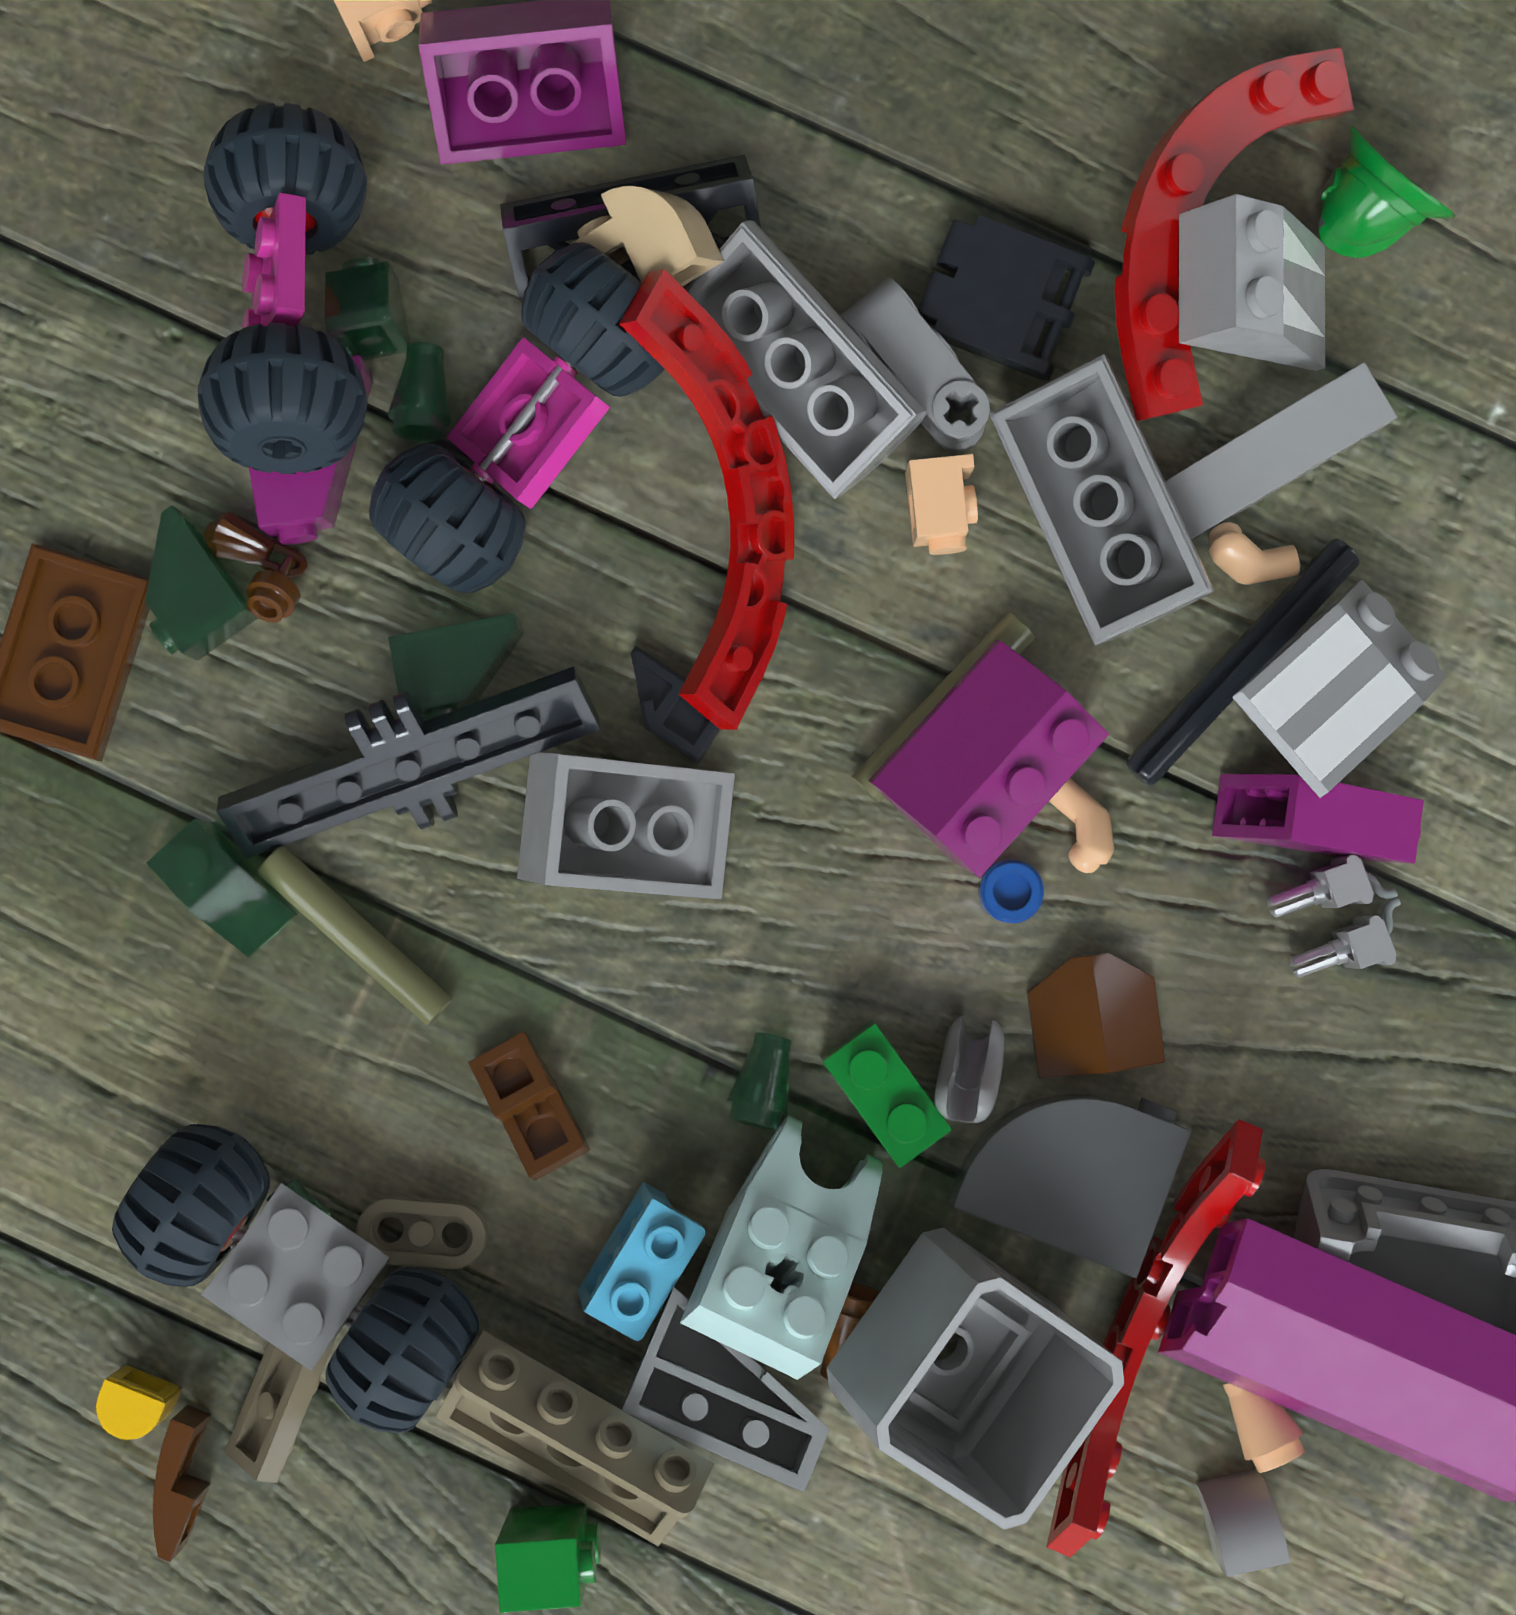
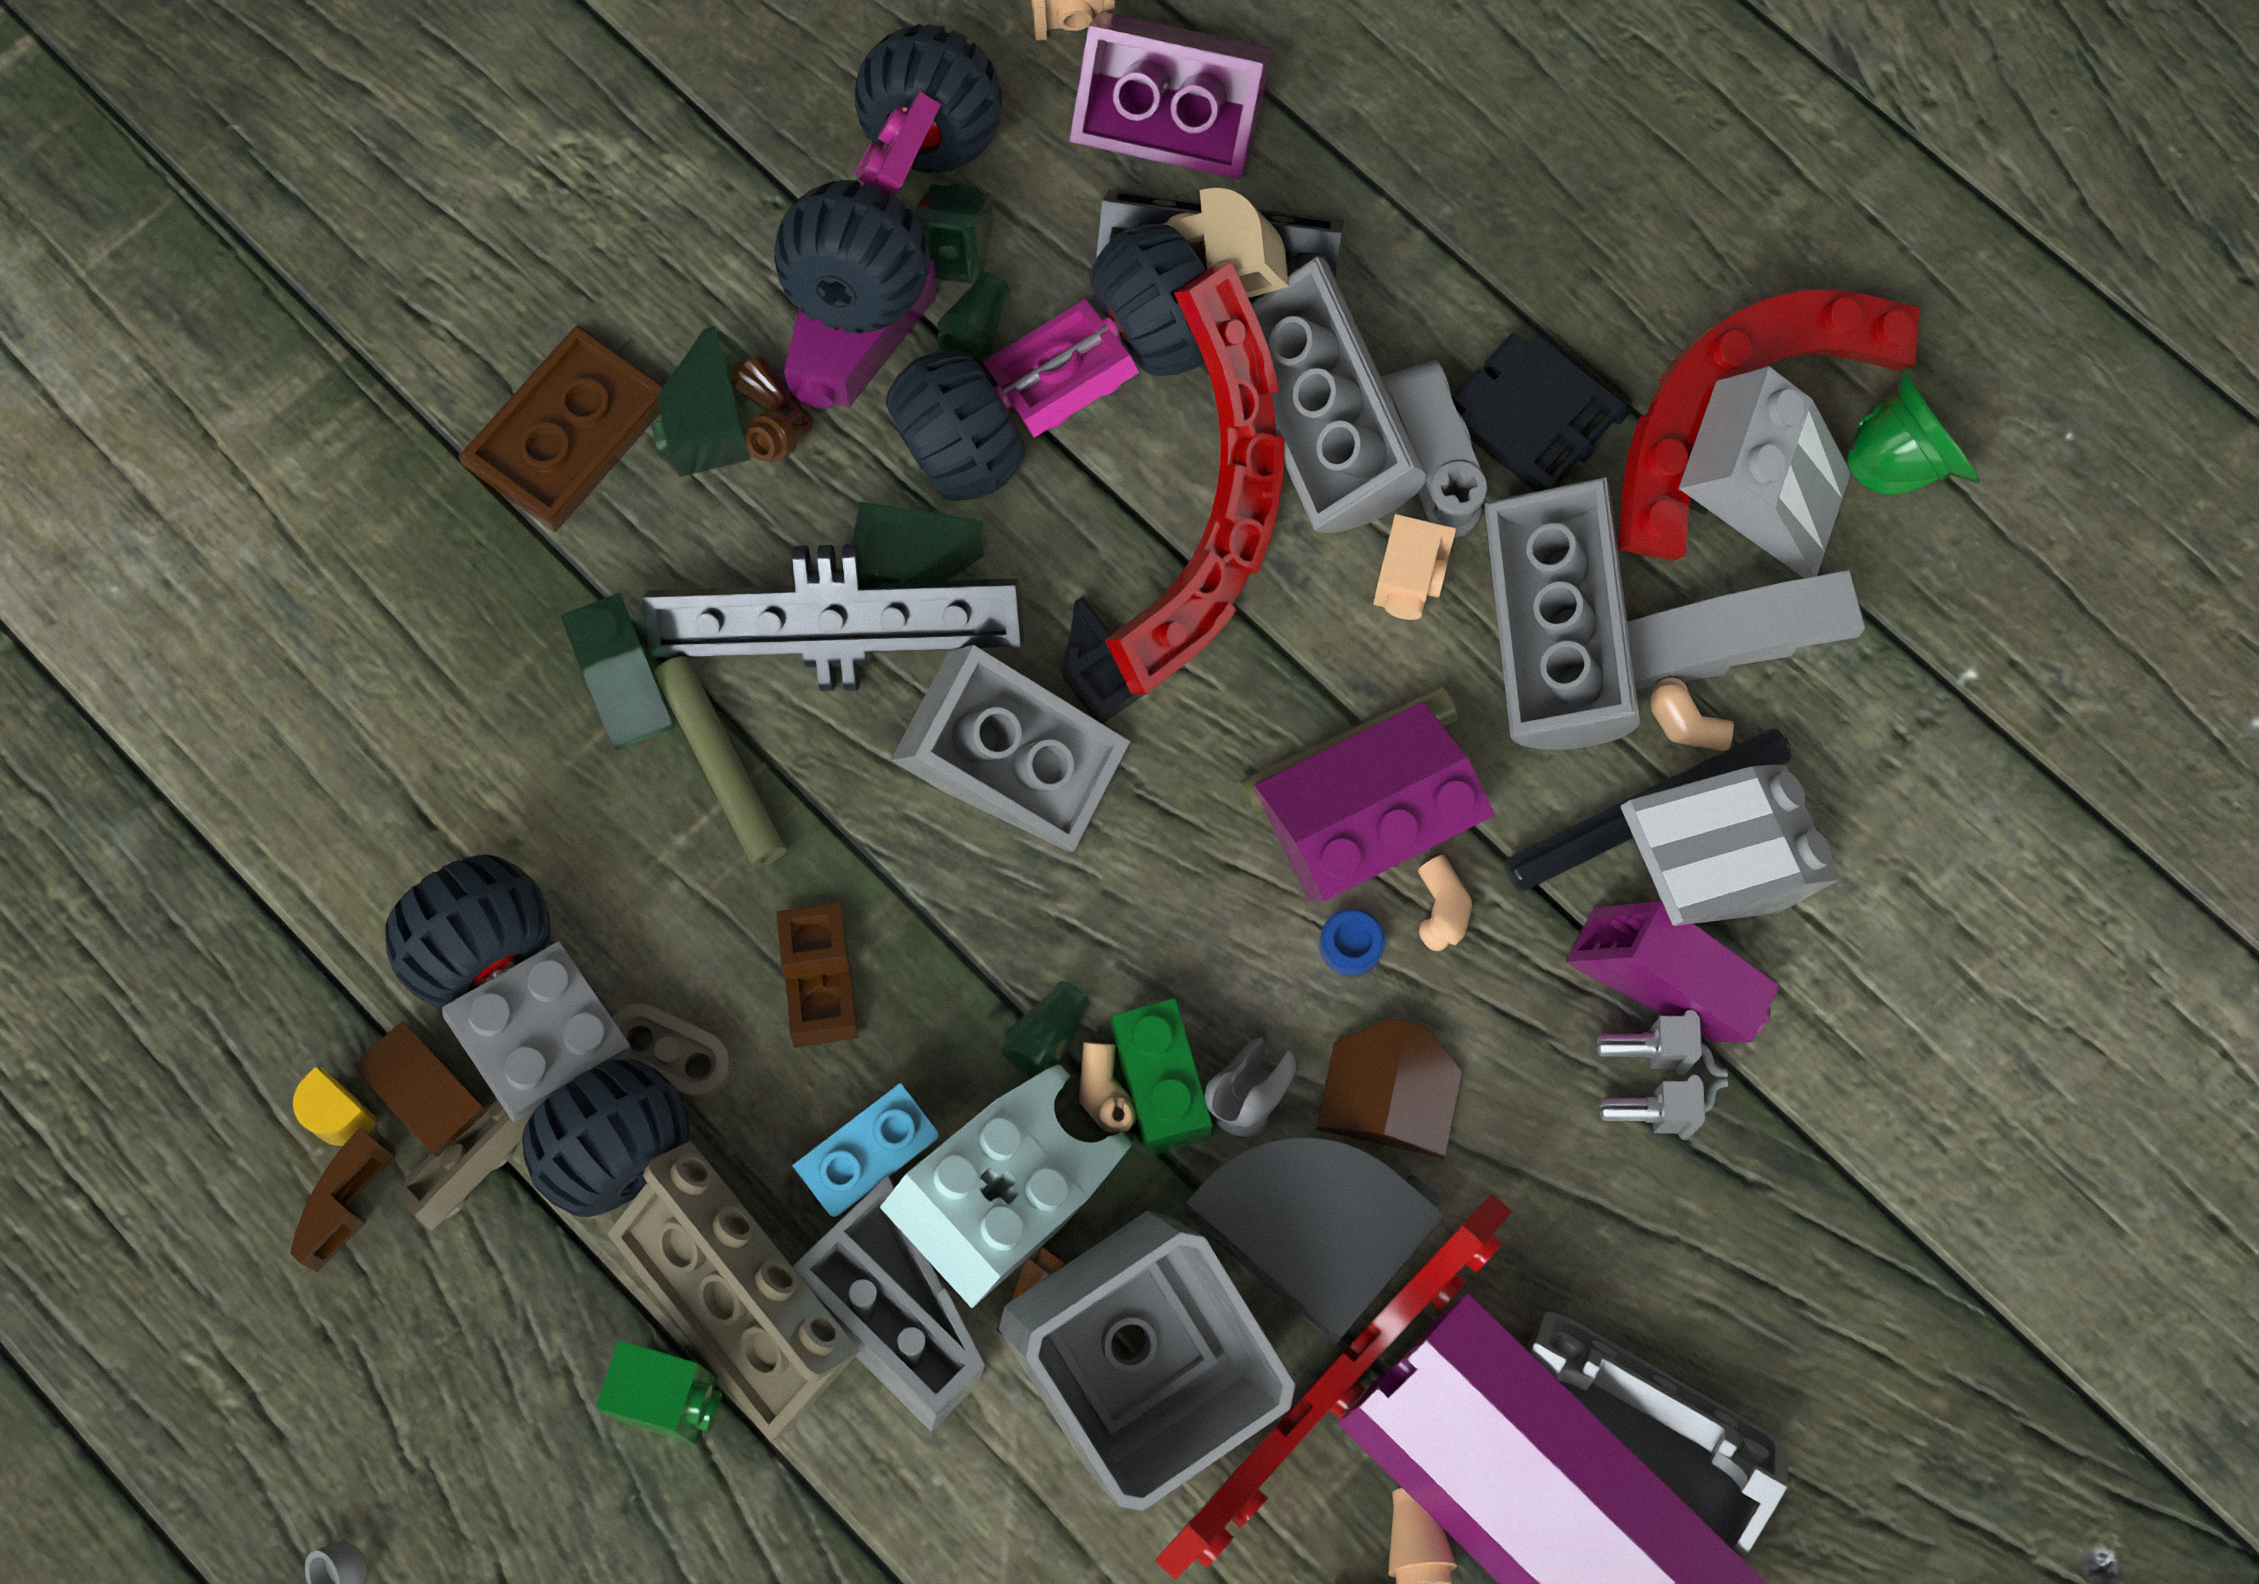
camera: 20 degrees right, 15 degrees down
(206, 1355) = (419, 1088): none -> reddish brown slope
(832, 1120) = (1101, 1092): none -> light nougat arm

